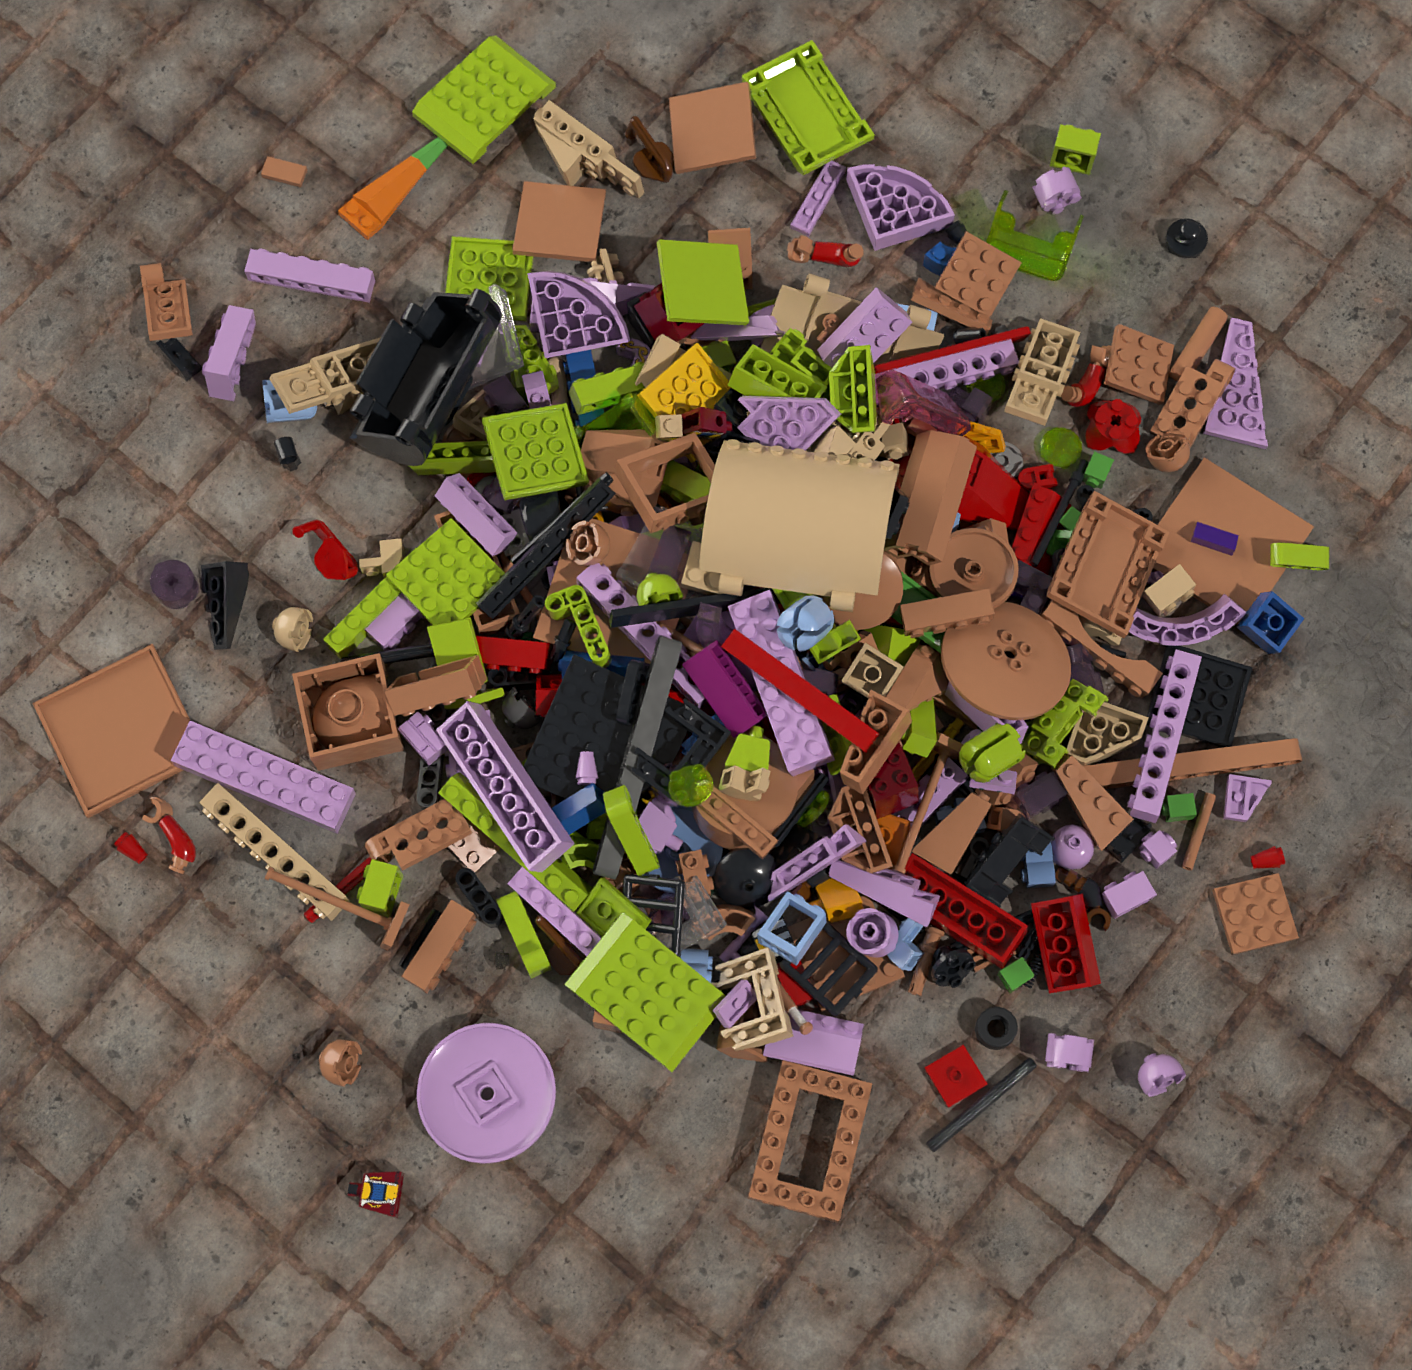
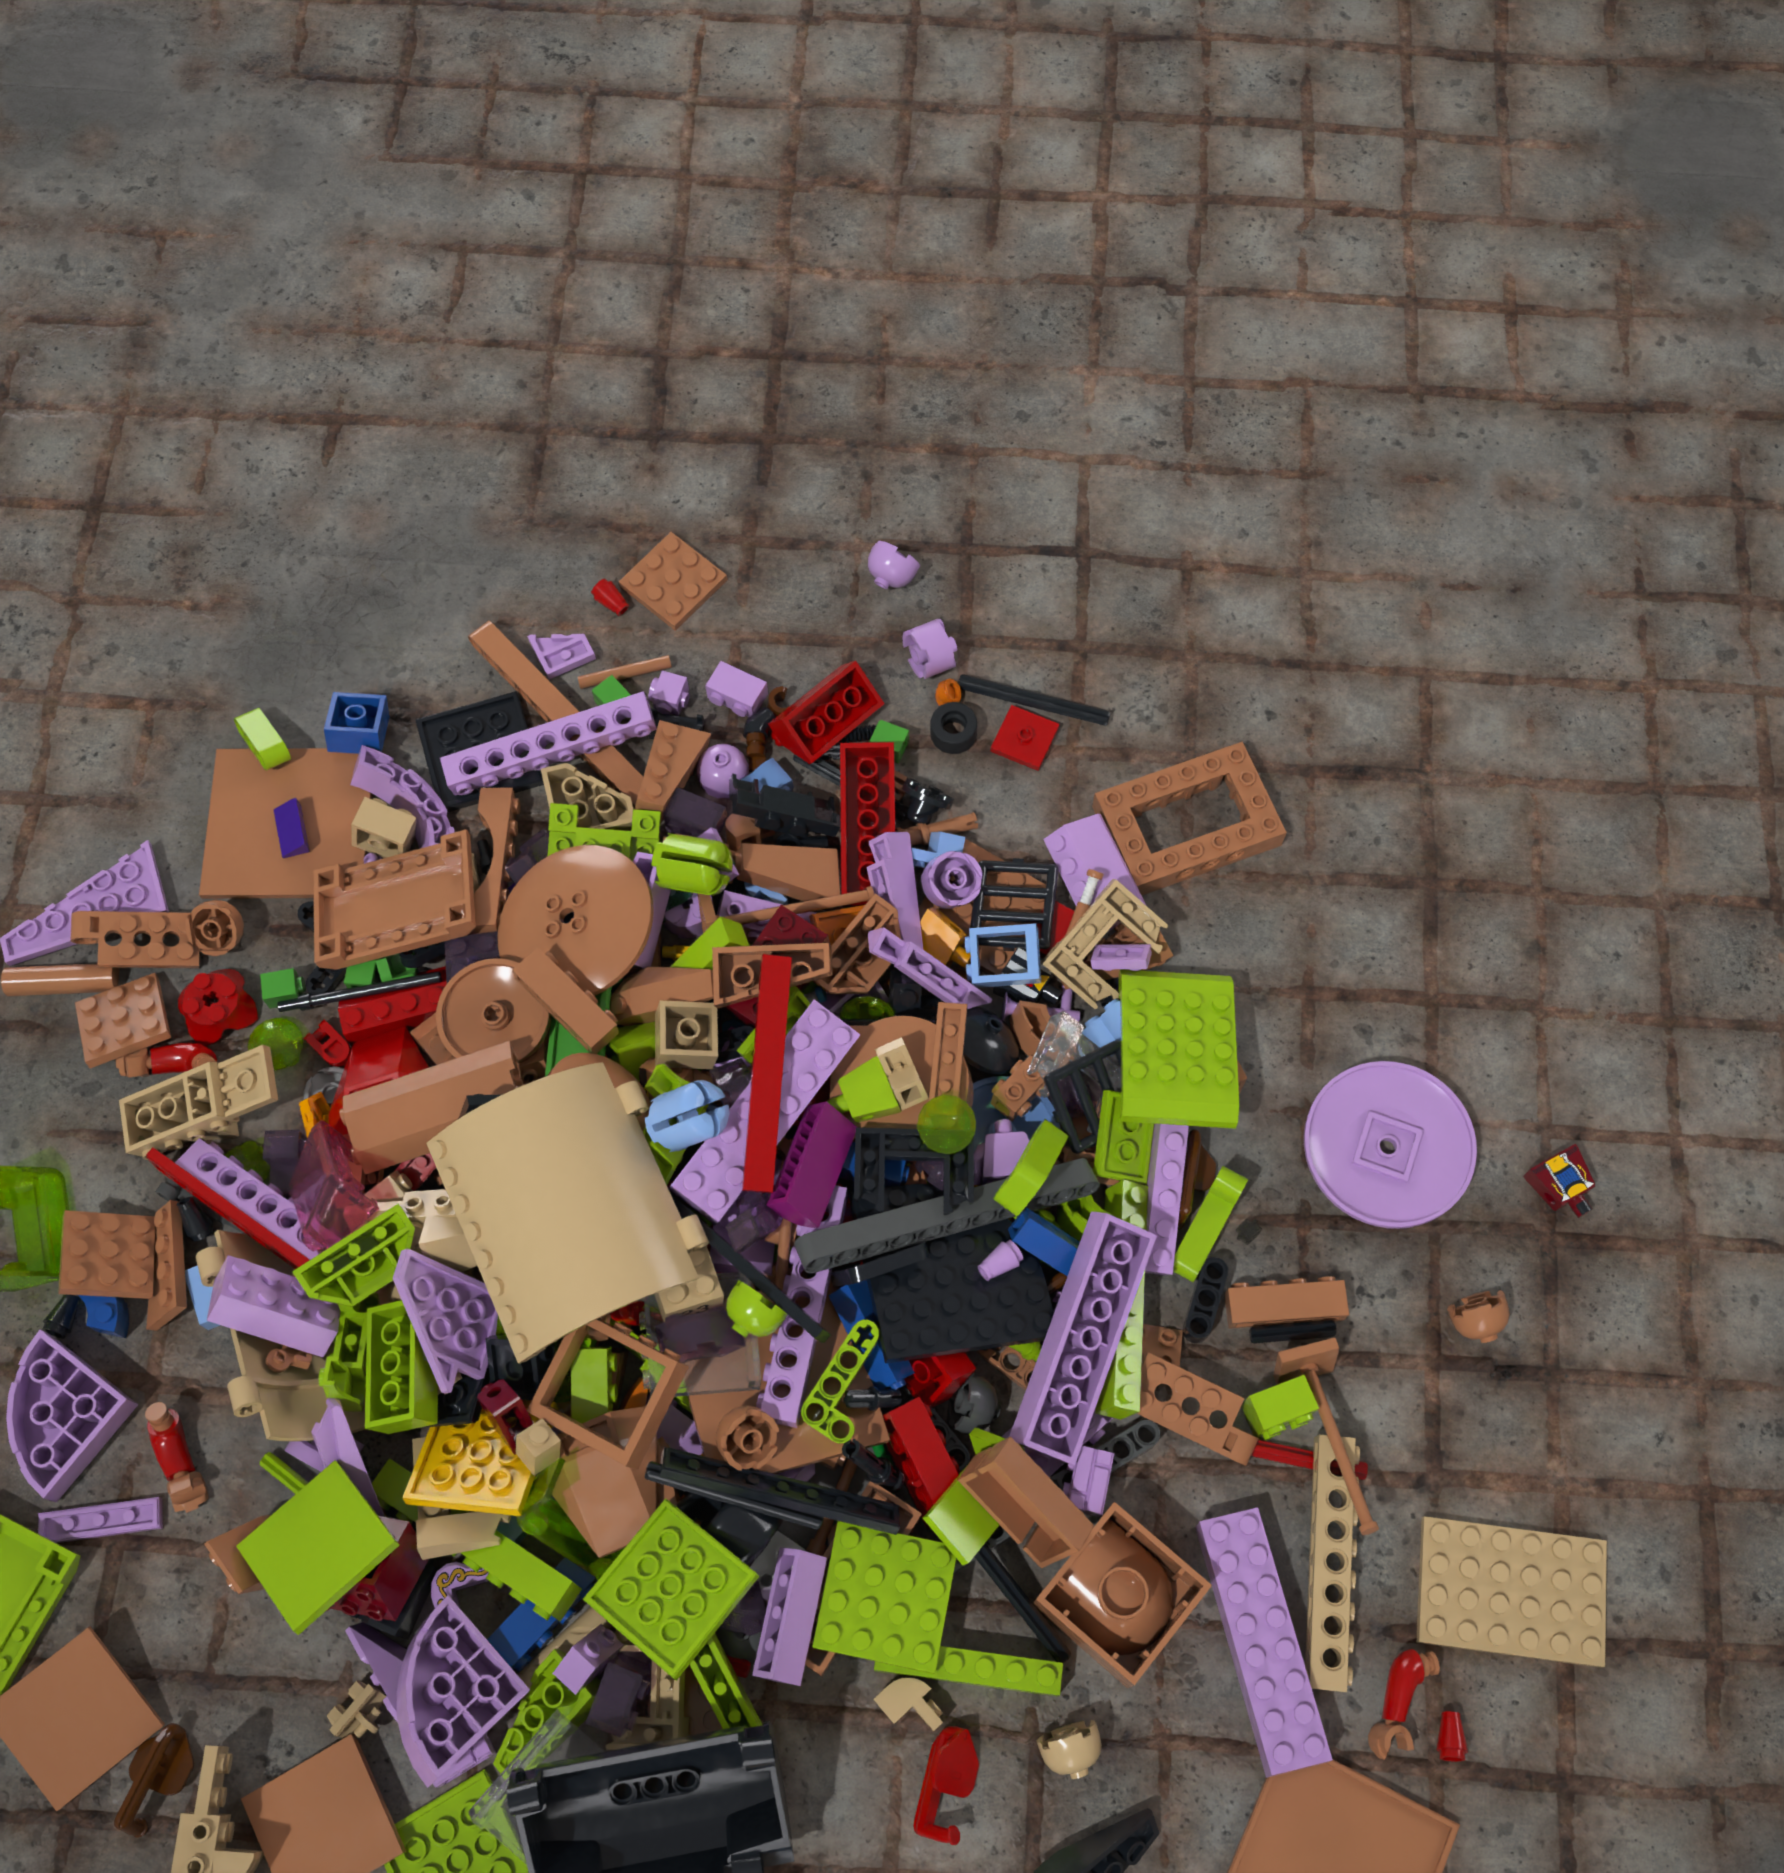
camera: 125 degrees left, 5 degrees down
(176, 951) = (1512, 1592): none -> tan plate
(394, 623) = (978, 1630): lavender brick -> none
(1027, 1045) = (948, 691): none -> orange tile

